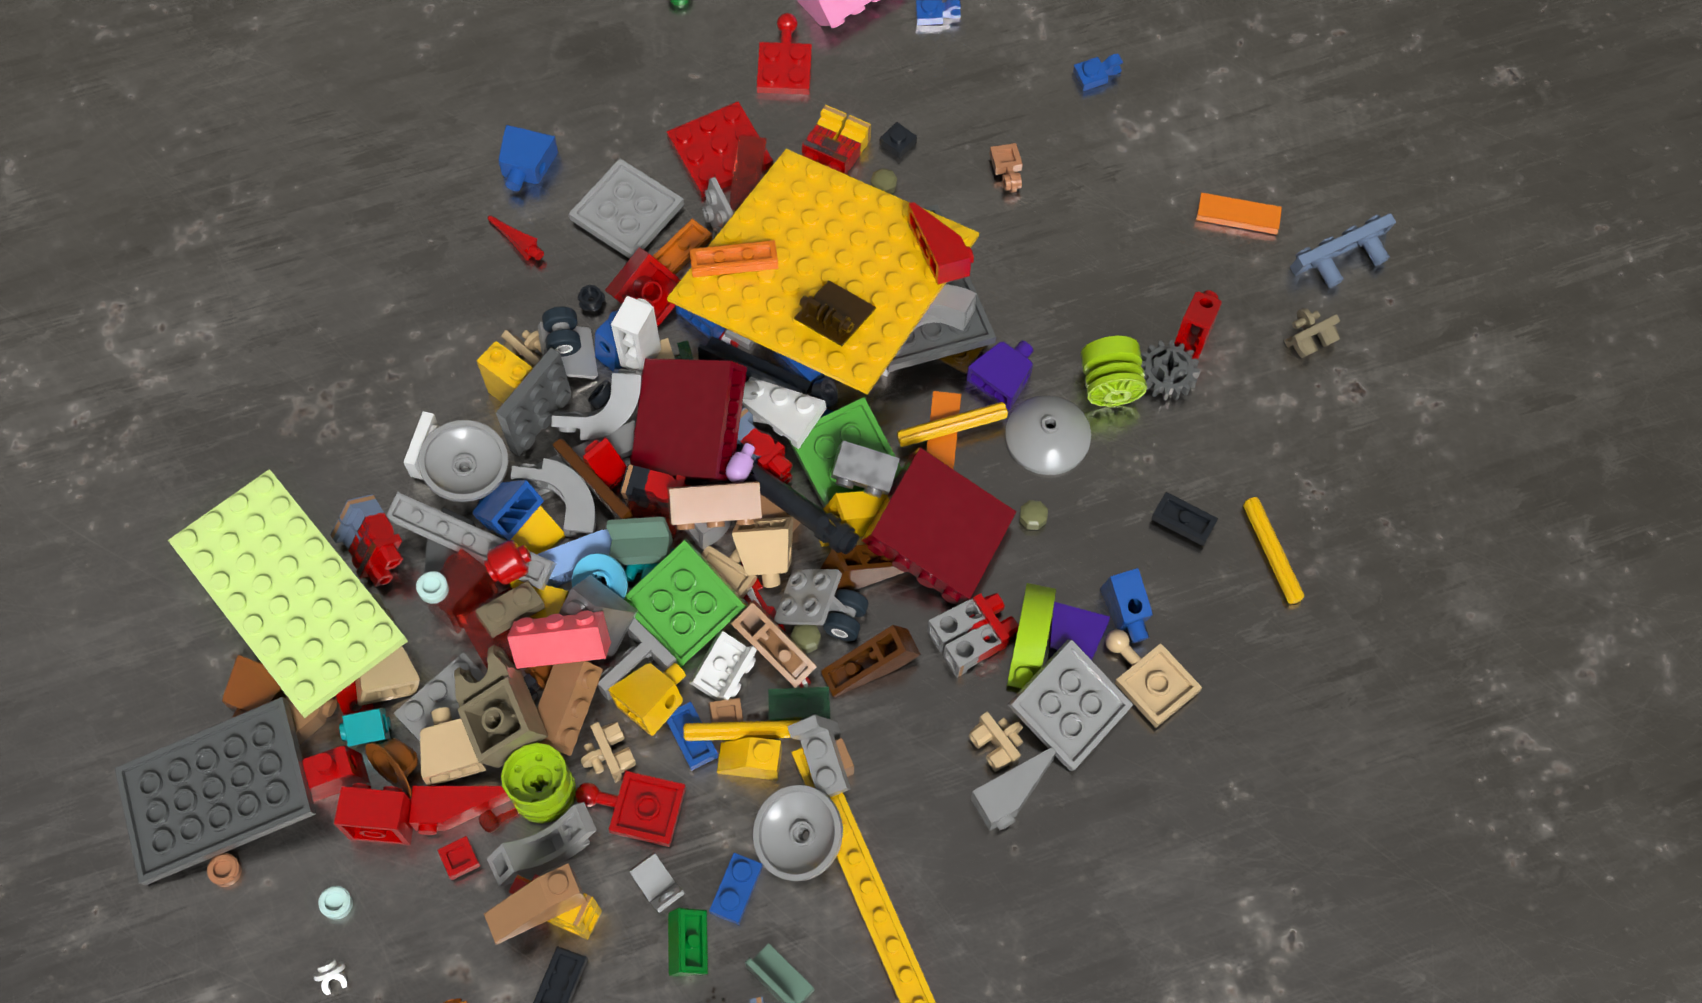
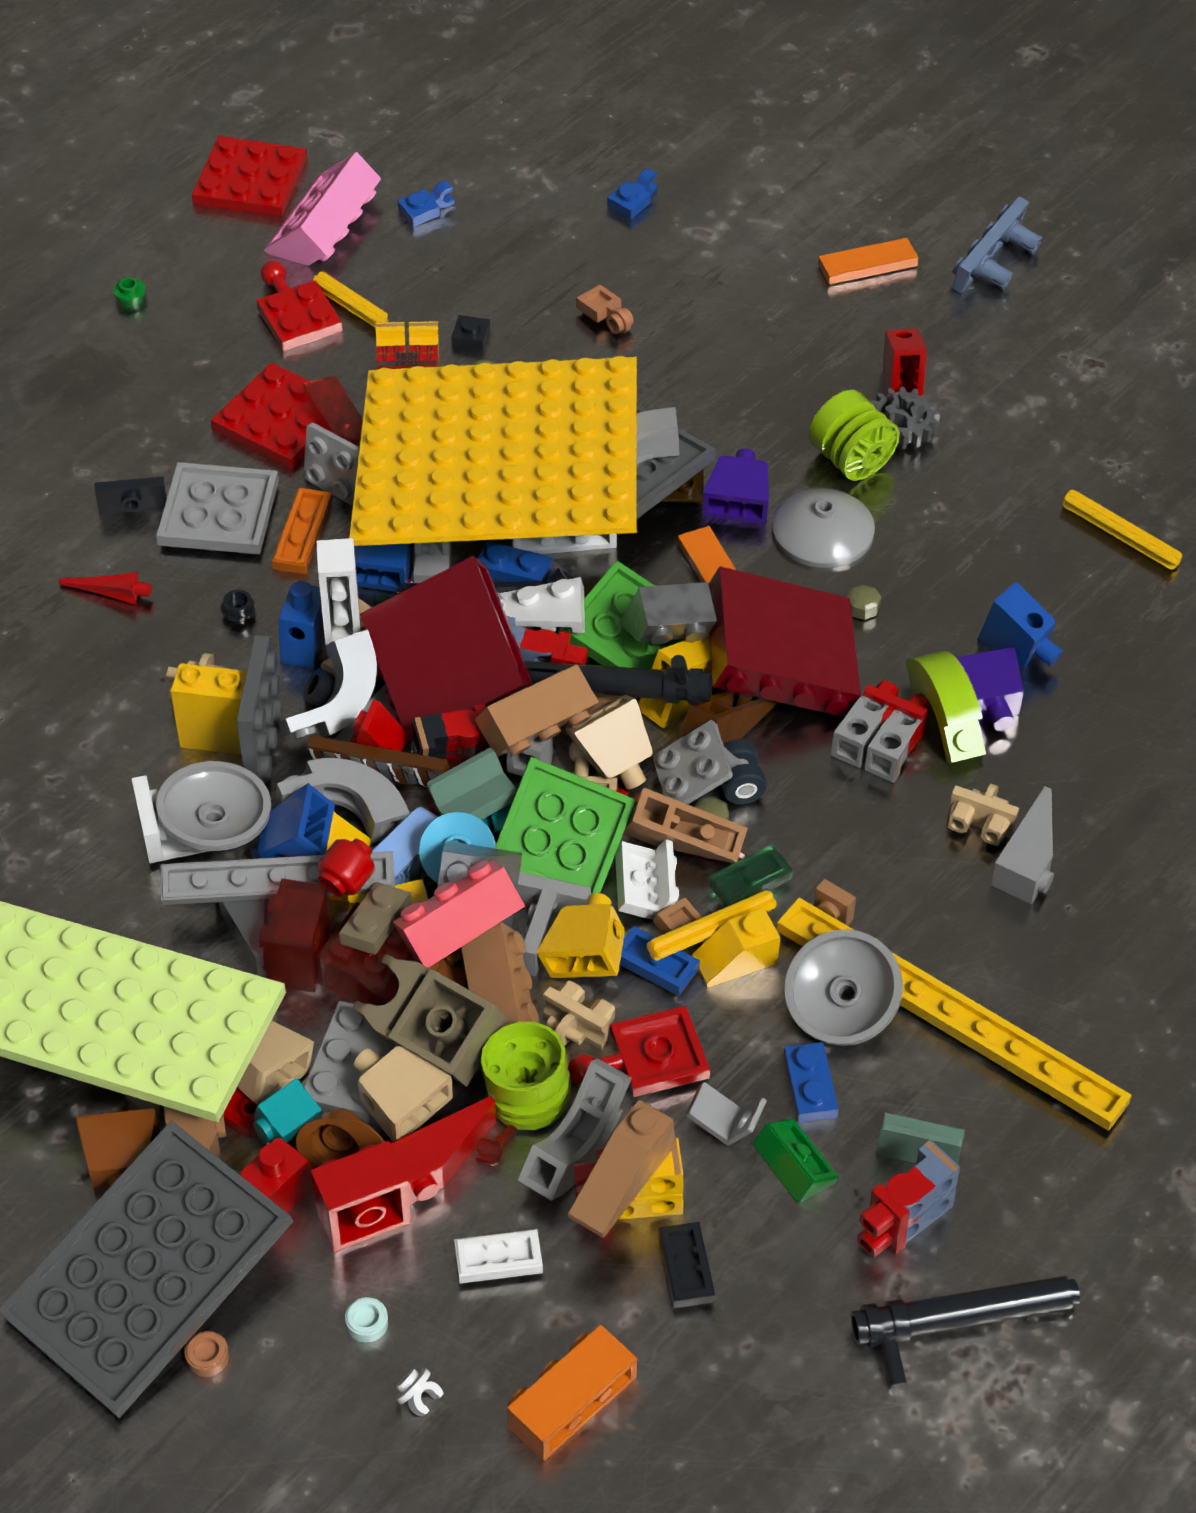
camera: 30 degrees left, 15 degrees down
(368, 539) = (155, 919): hips -> none
(432, 587) = (277, 927): light aqua tile -> none
(443, 905) = (498, 1256): none -> white plate
(458, 858) = (482, 1200): red plate -> none
(525, 156) = (64, 503): blue torso -> none
(572, 170) = (130, 495): none -> black plate
(573, 342) = (239, 624): plate -> none
(645, 279) = (287, 557): red slope -> none
(733, 258) = (398, 474): orange tile -> none
(740, 464) = (538, 662): lavender cylinder -> none
(822, 753) = (813, 899): light grey bracket -> none
(828, 71) = (350, 300): none -> yellow axle
(834, 313) = (548, 473): dark brown hinge -> none
(871, 660) = (797, 800): reddish brown slope -> none
(940, 245) = (610, 373): red slope -> none
(952, 424) = (726, 549): yellow axle -> none
(1070, 704) = (1032, 742): light grey plate -> none
(1155, 682) = (1093, 691): tan plate -> none
(1184, 518) = (1016, 538): black plate -> none
(1303, 341) = (1006, 320): dark tan hips -> none

